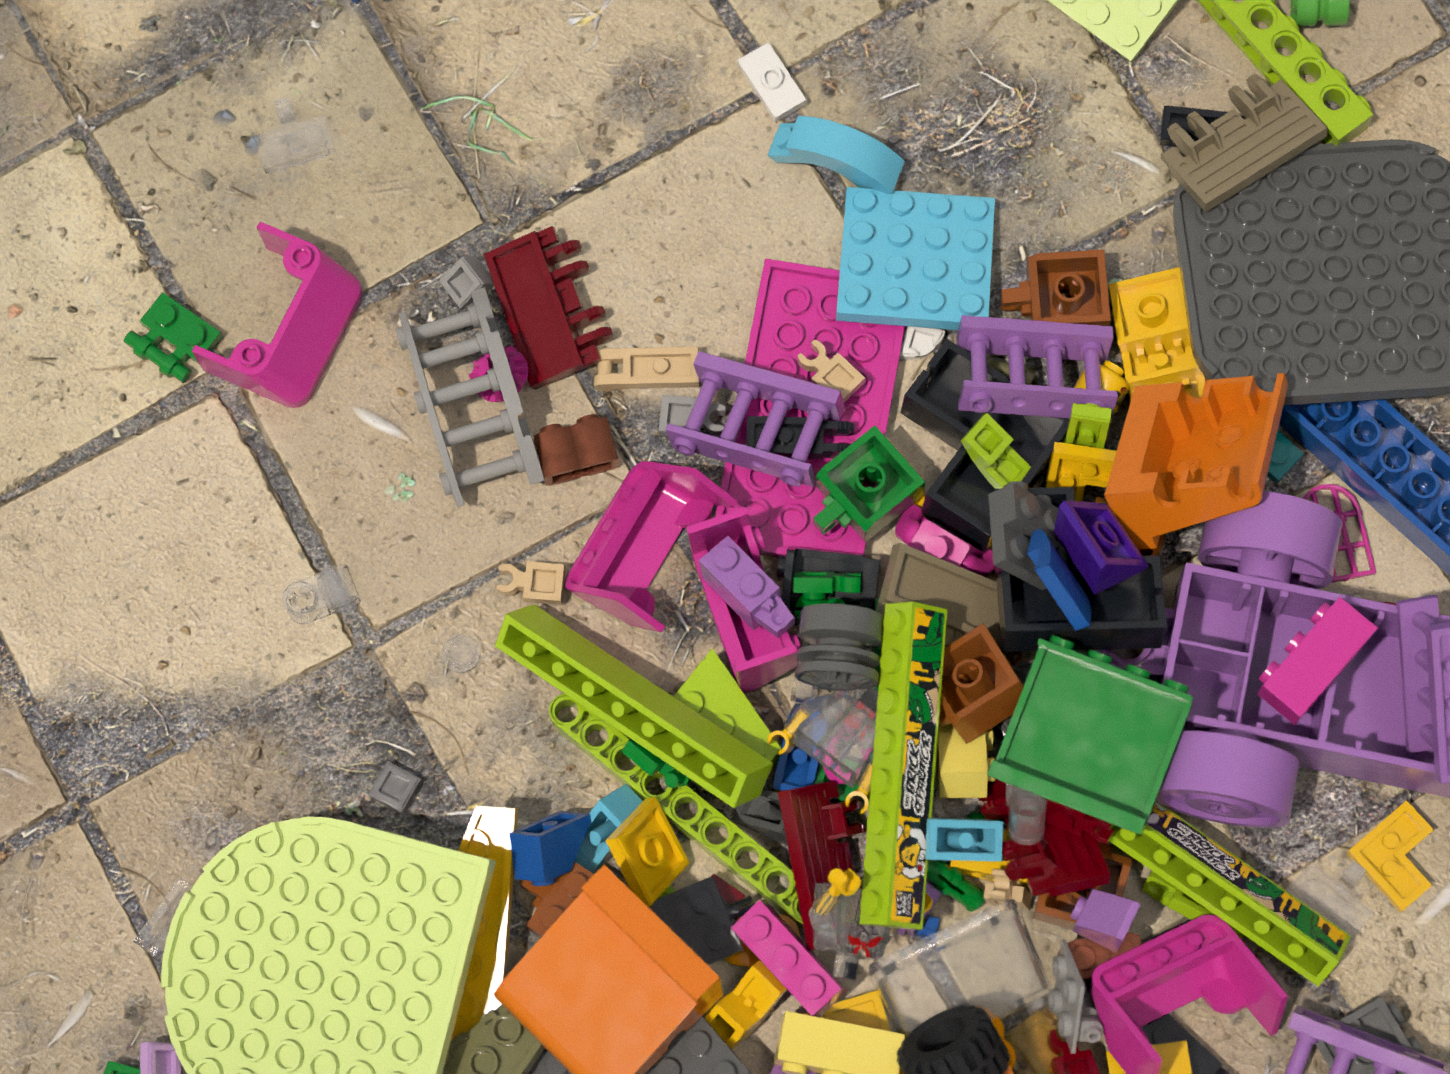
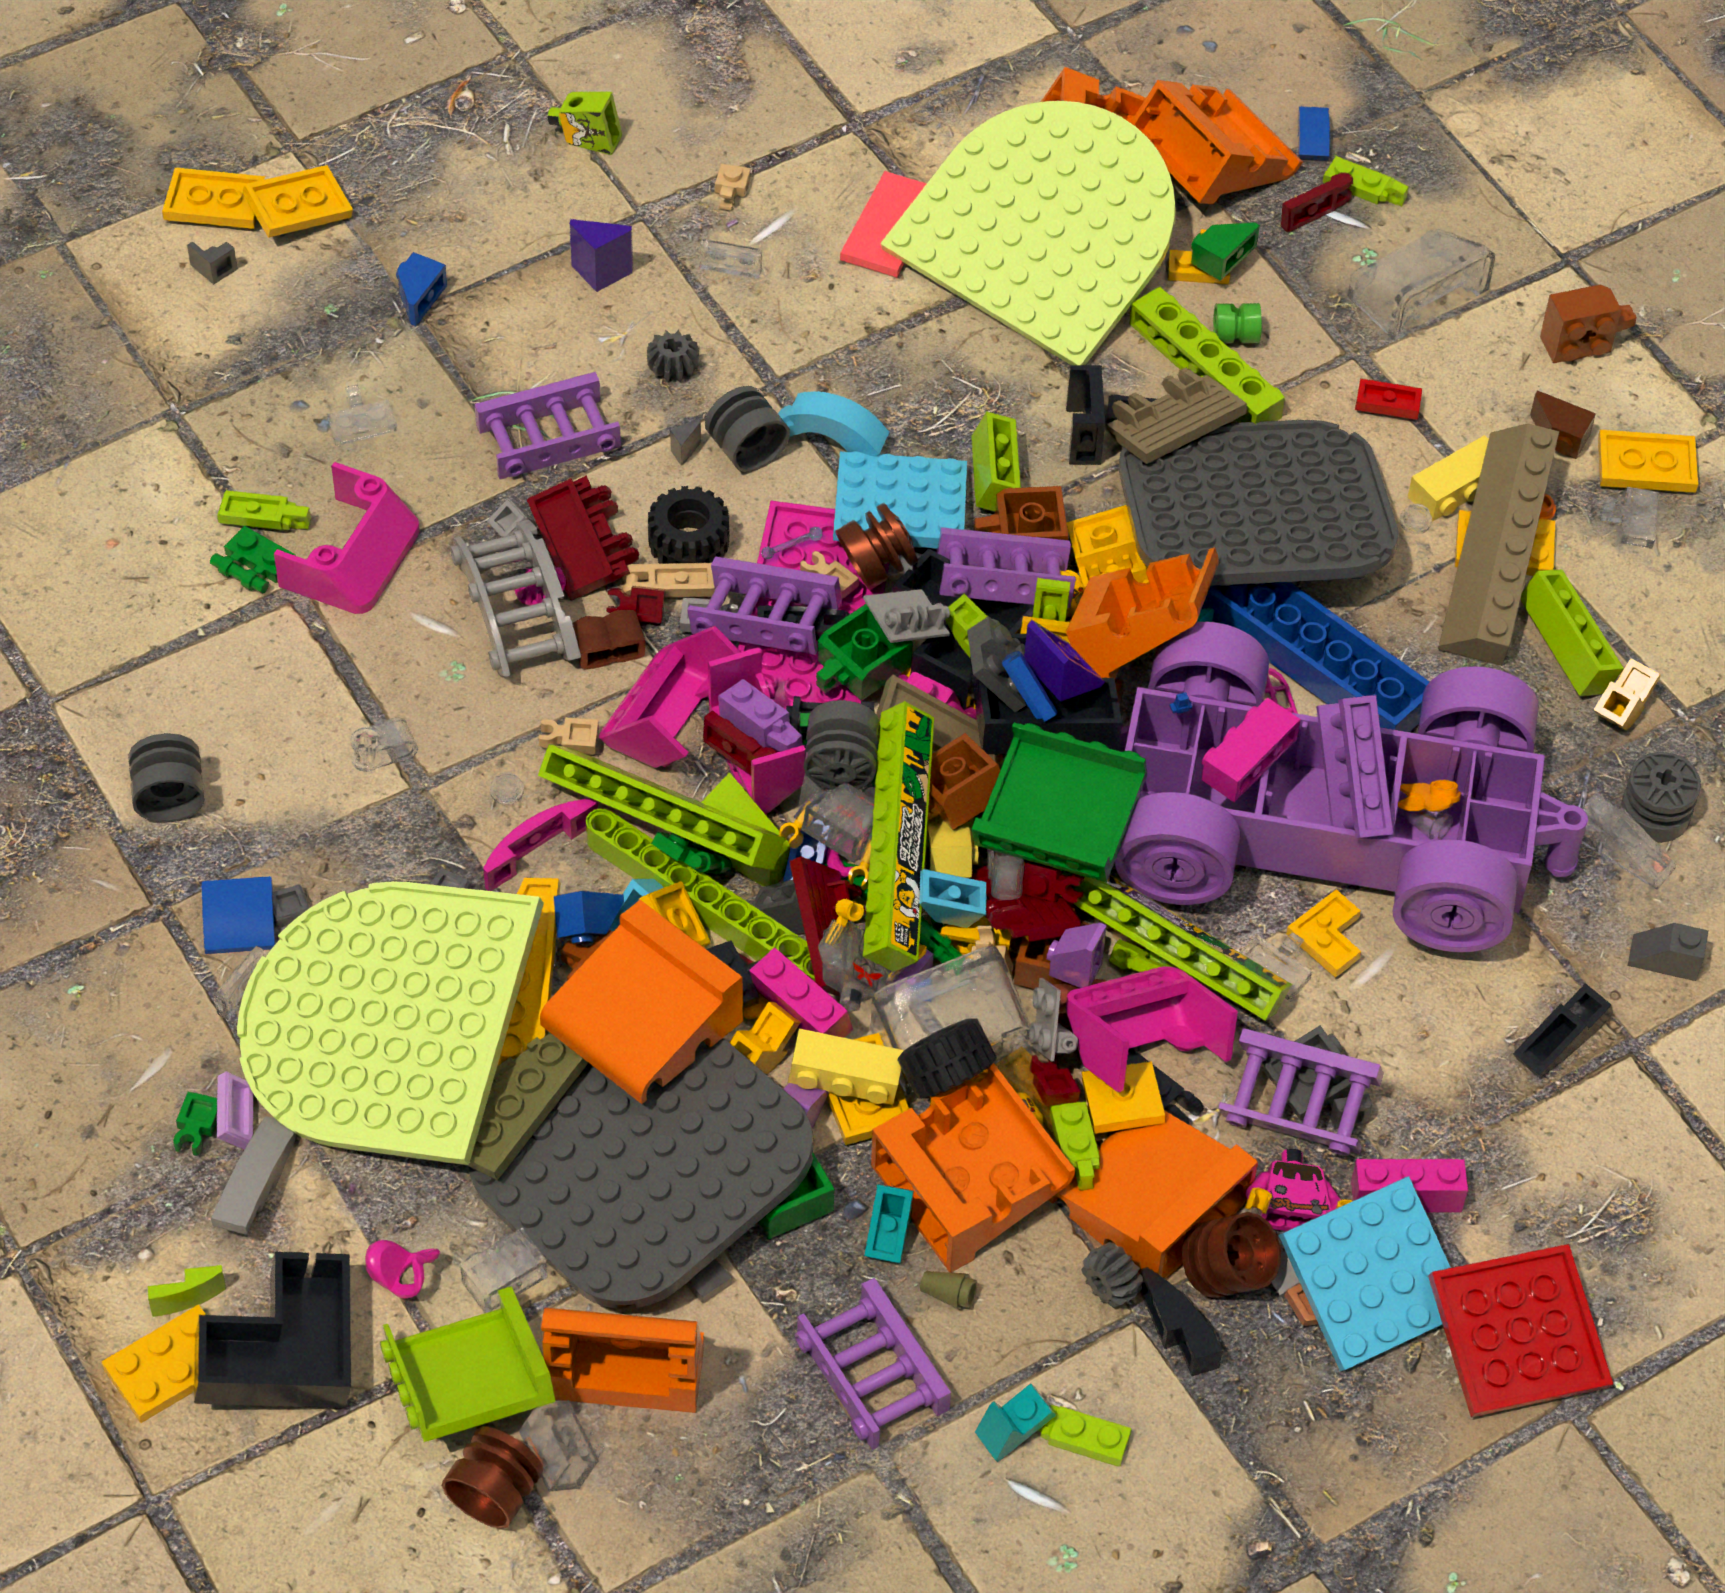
camera: 10 degrees left, 20 degrees down
(76, 650) = (166, 777): none -> dark grey wheel
(161, 823) = (238, 915): none -> blue slope
(181, 272) = (262, 511): none -> lime hinge
(218, 807) = (288, 904): none -> flat silver tile
(455, 760) = (533, 833): none -> dark pink slope
(512, 116) = (542, 402): none -> medium lavender fence
(616, 401) = (645, 601): none -> dark red plate
(639, 53) = (673, 355): none -> dark grey gear
(663, 273) = (688, 510): none -> black tyre
(667, 171) = (685, 440): none -> flat silver slope
(726, 623) = (732, 742): none -> dark red hinge
(738, 163) = (747, 428): none -> dark grey wheel
(771, 82) = (773, 380): white plate -> none
(815, 307) = (815, 534): none -> clear light blue hinge
(884, 344) = (877, 546): none -> copper wheel
(919, 447) = (908, 615): none -> light grey hinge
(1027, 204) = (994, 458): none -> lime brick
(1138, 172) = (1087, 428): none -> black panel
(1236, 591) = (1181, 704): none -> blue piece

